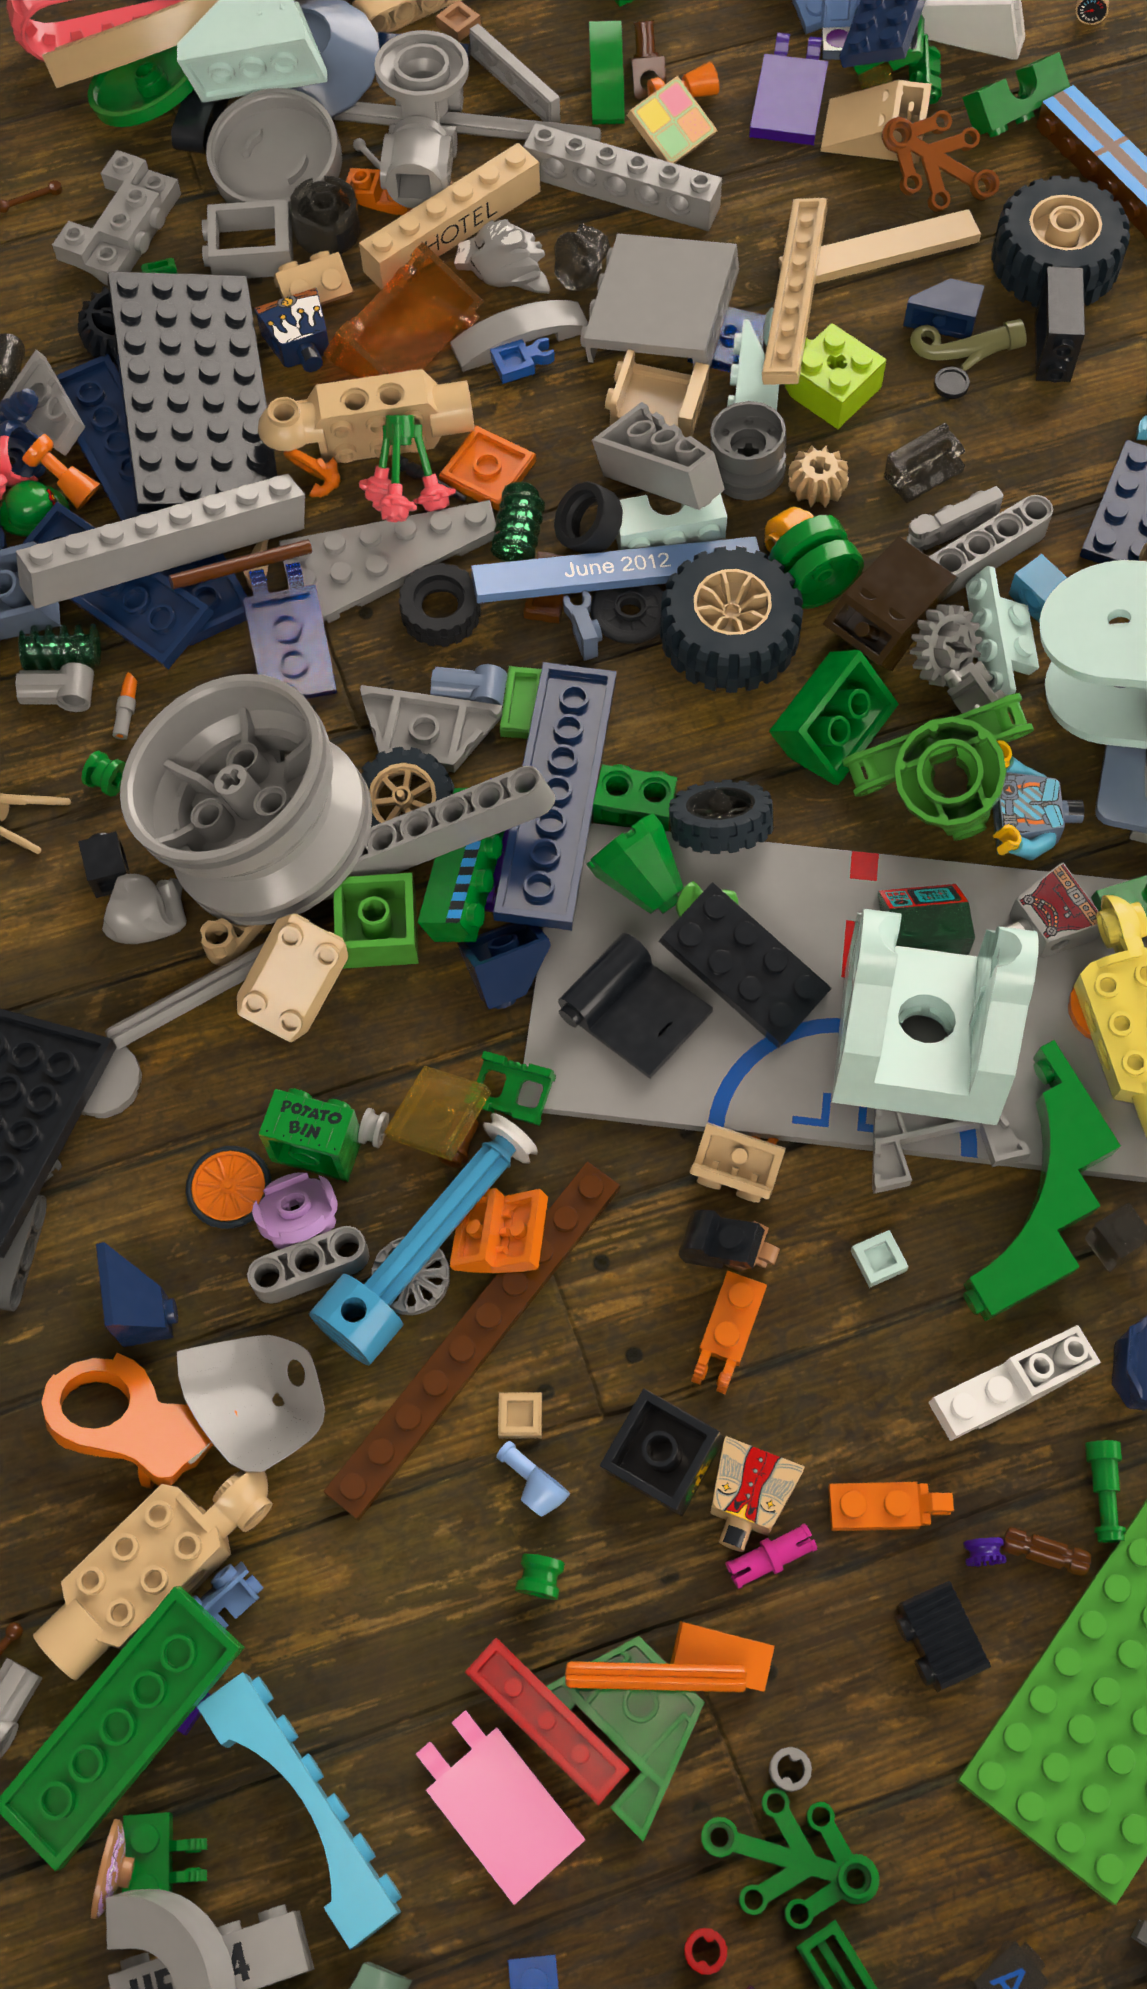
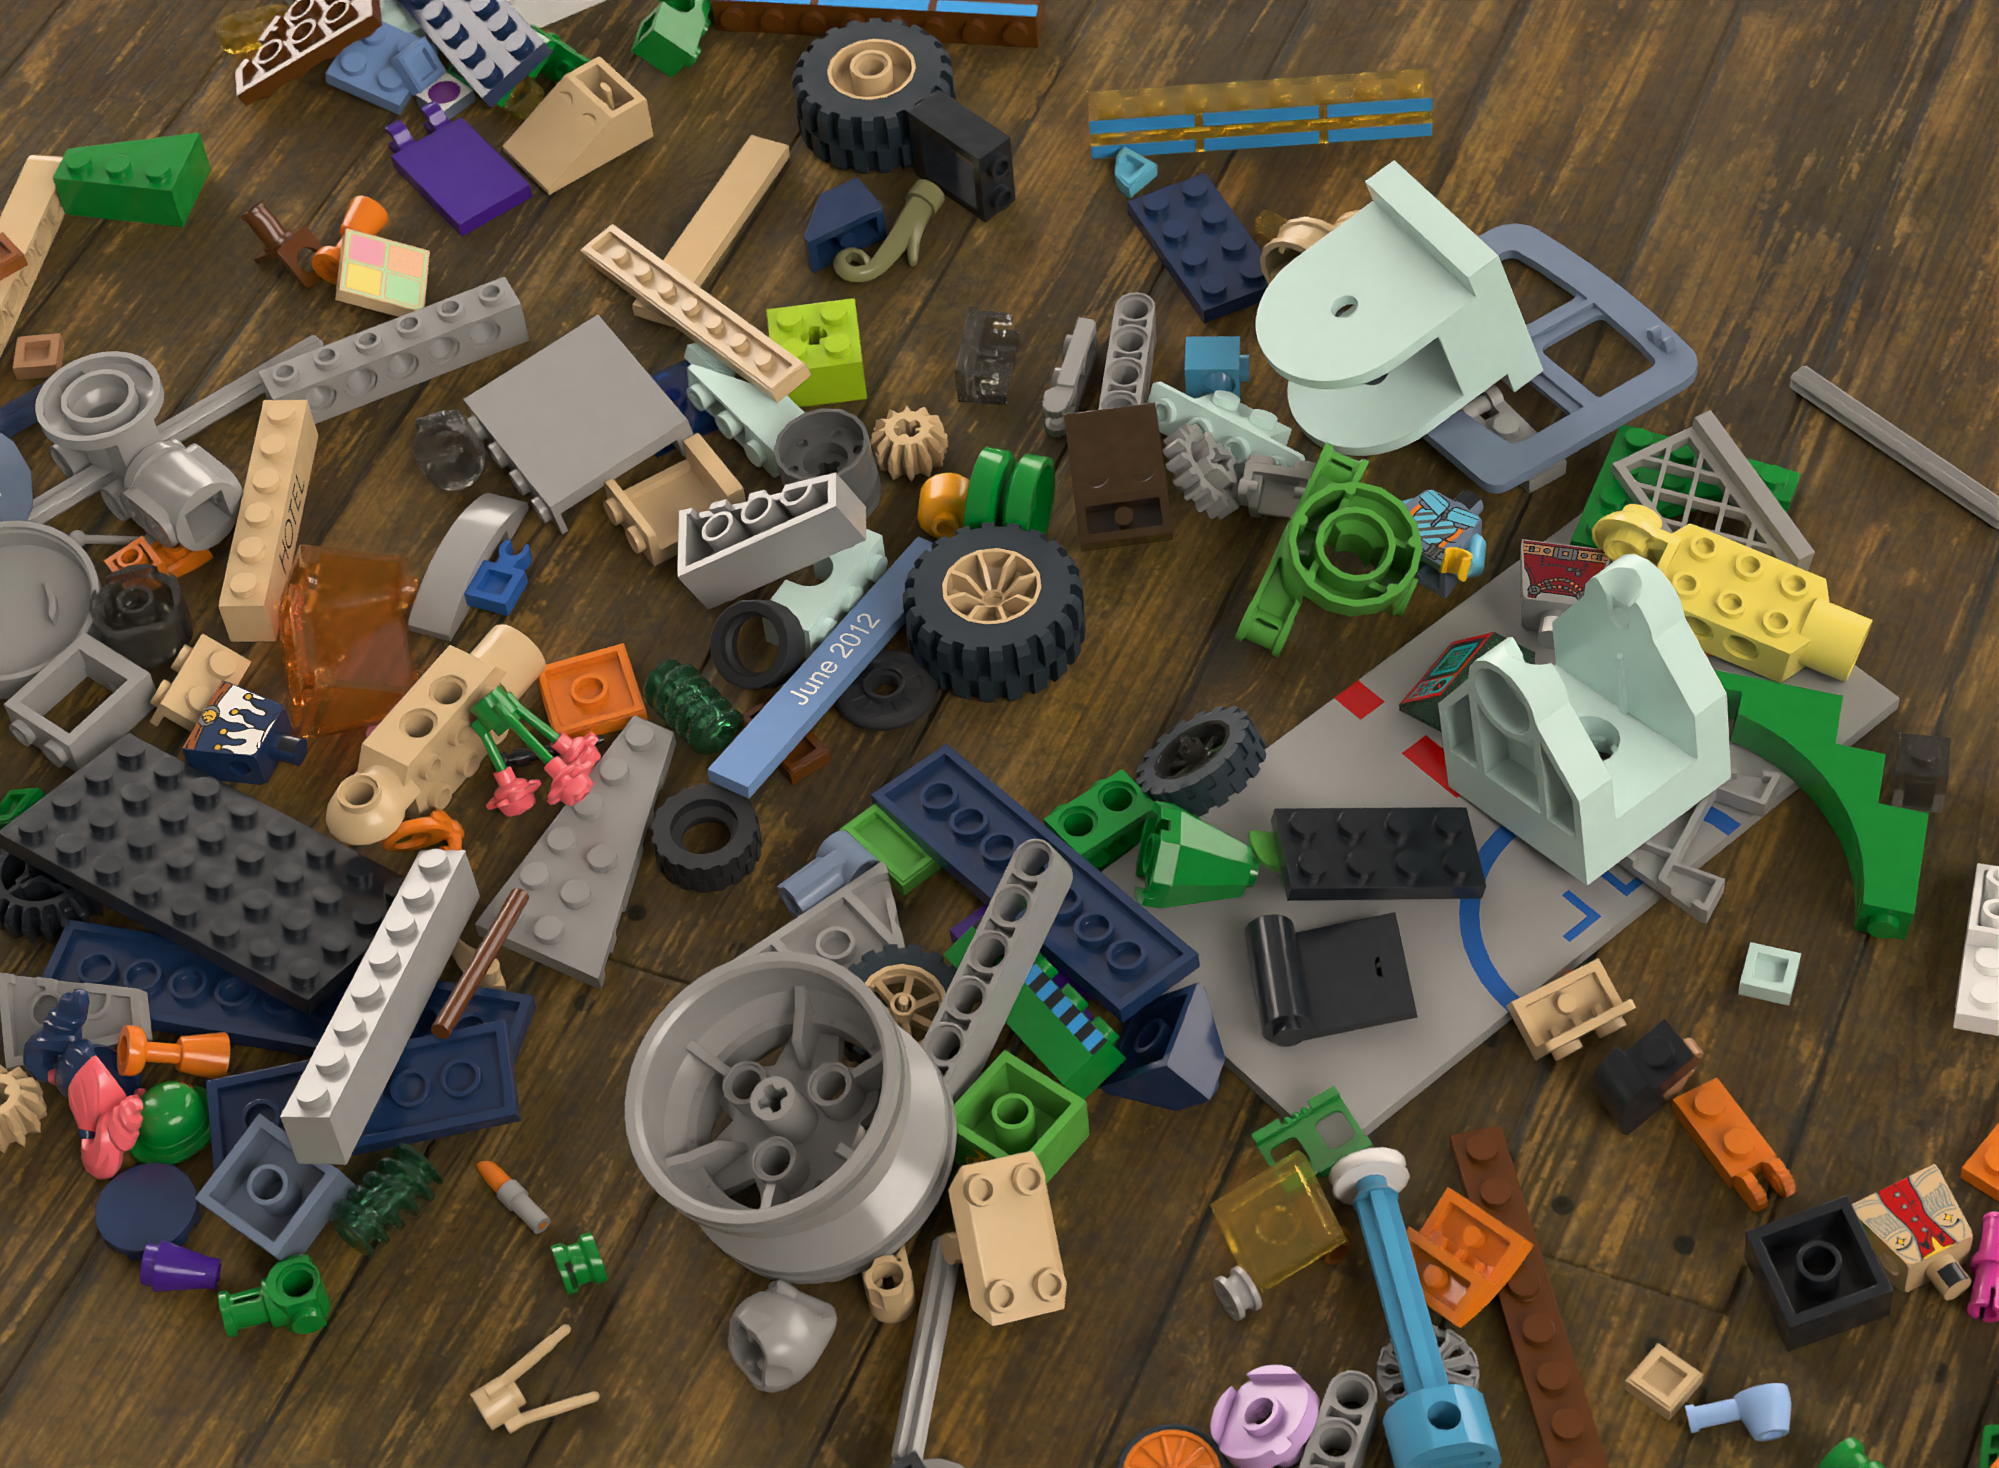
camera: 45 degrees left, 15 degrees down
(68, 687) = (433, 1230): light grey piece -> none
(103, 862) = (688, 1333): black brick -> none
(290, 634) = (592, 982): clear blue tile -> none
(311, 1134) = (1202, 1341): green brick -> none
(506, 257) = (383, 502): light grey piece -> none
(514, 75) = (180, 353): light grey tile -> none
(586, 631) = (868, 737): sand blue plate -> none
(606, 72) = (257, 284): green slope -> none
(834, 714) = (1177, 610): green slope -> none
(935, 158) = (633, 117): dark orange plant -> none
(951, 382) = (917, 281): piece -> none

